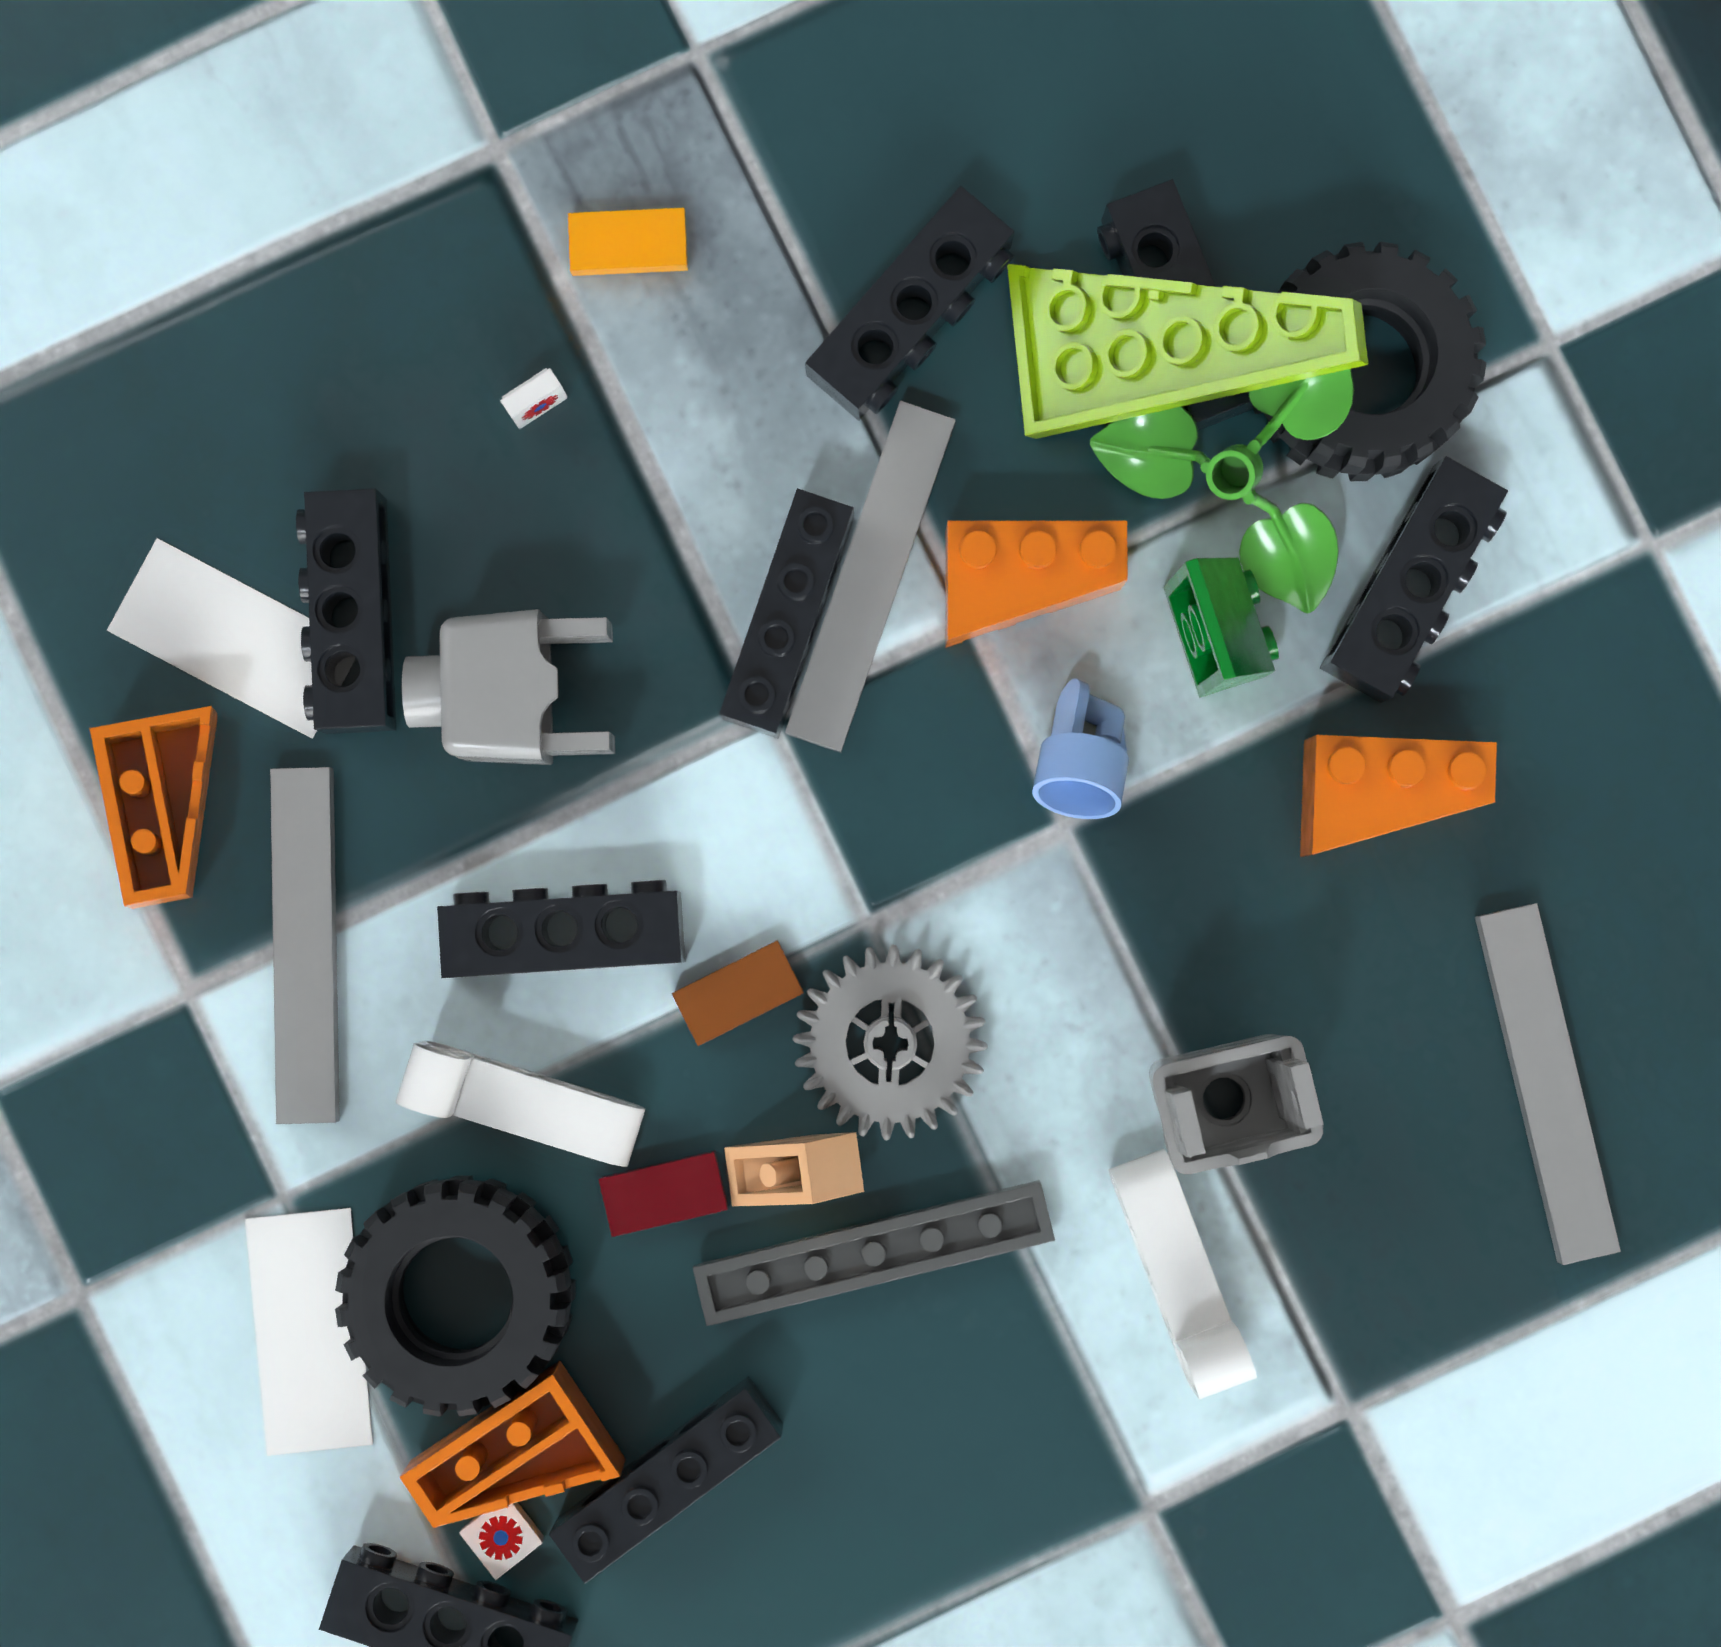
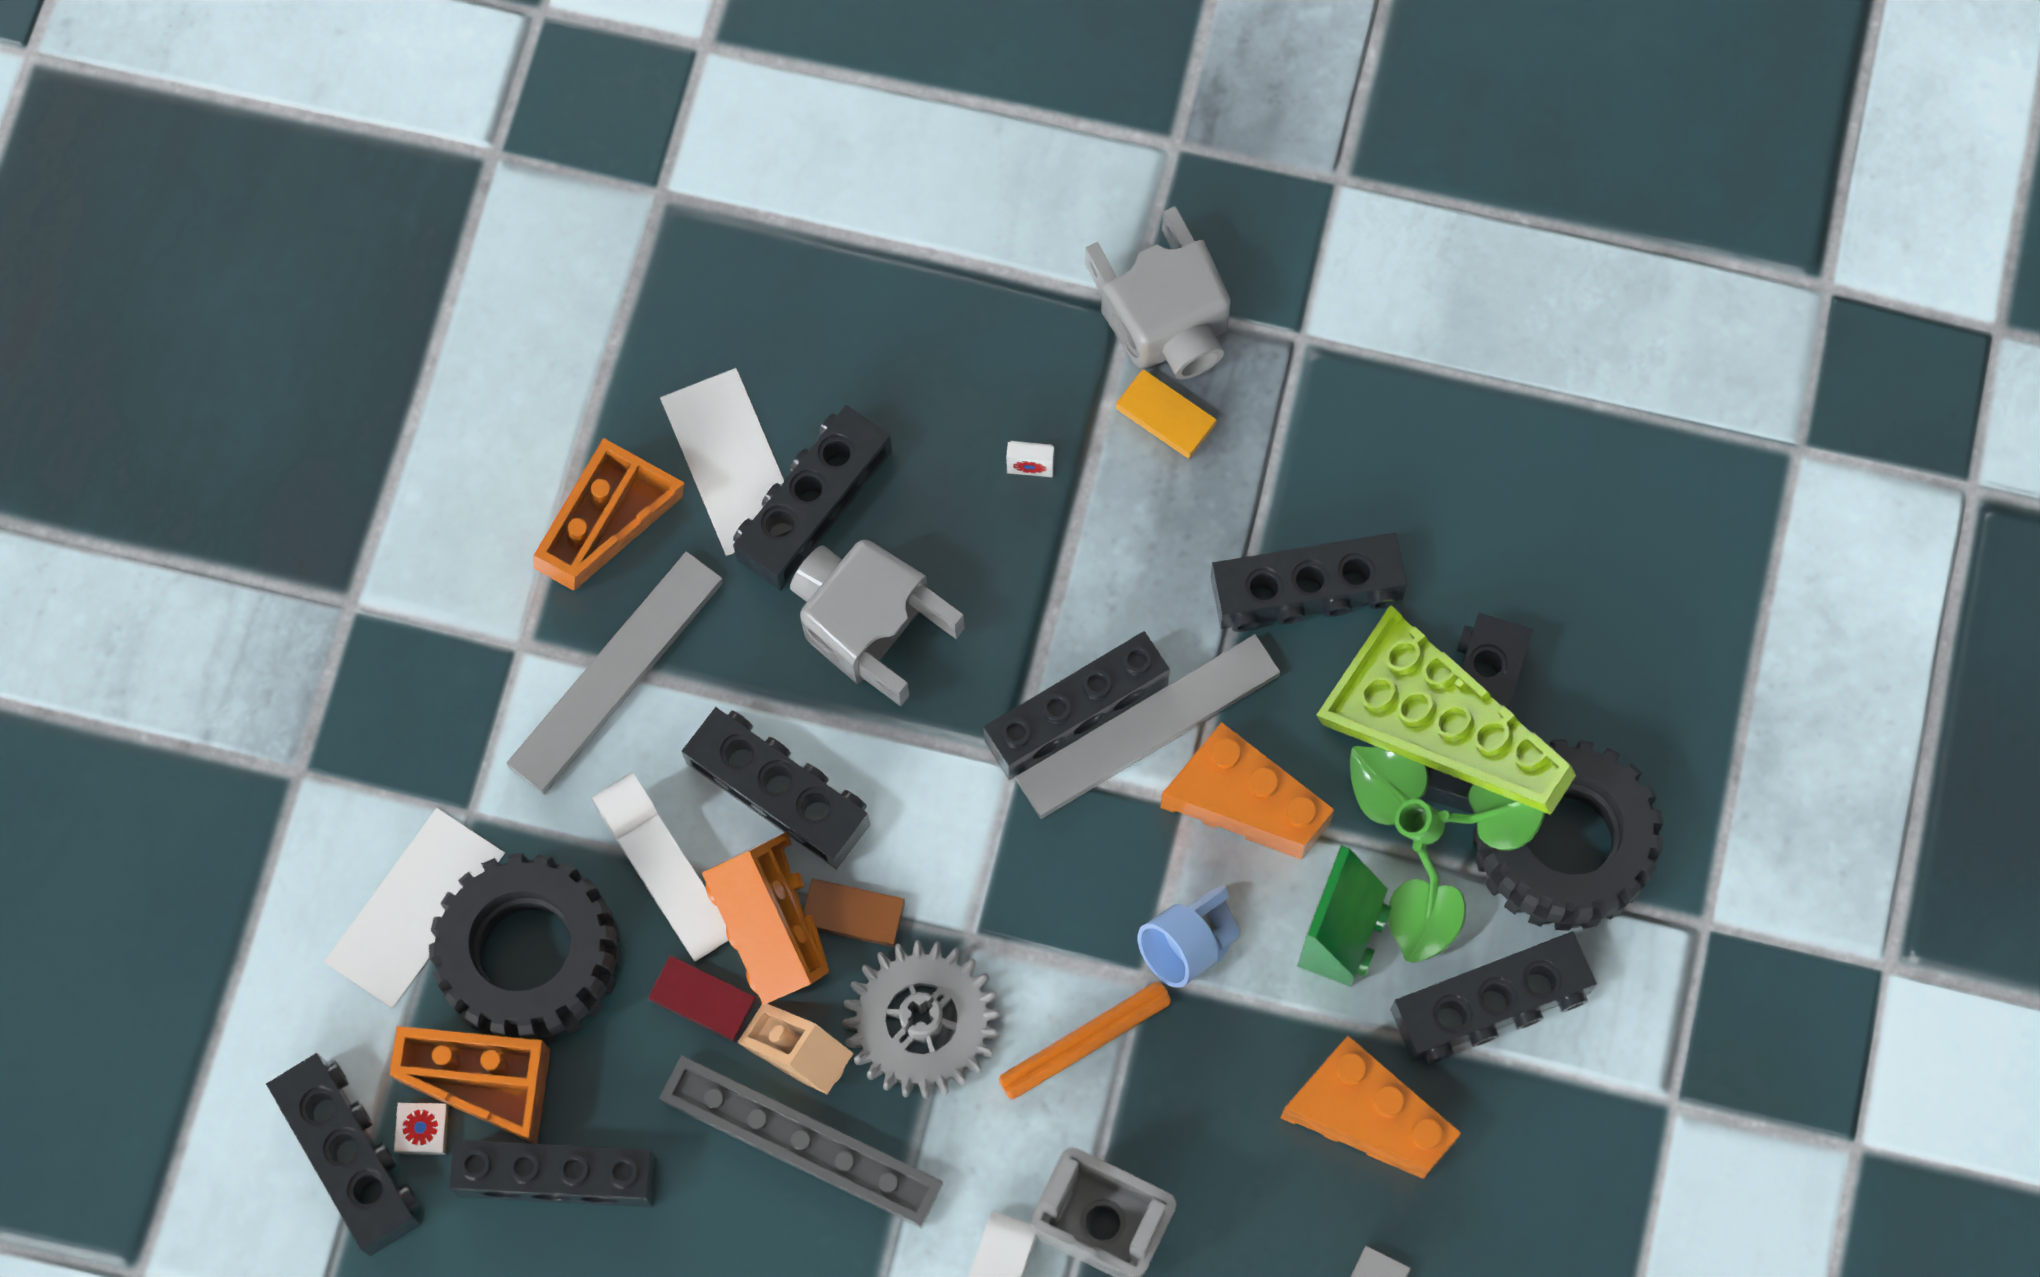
camera: 40 degrees right, 15 degrees down
(539, 122) = (1167, 303): none -> light grey piece
(663, 1073) = (767, 920): none -> orange wedge
(1060, 935) = (1084, 1040): none -> orange axle

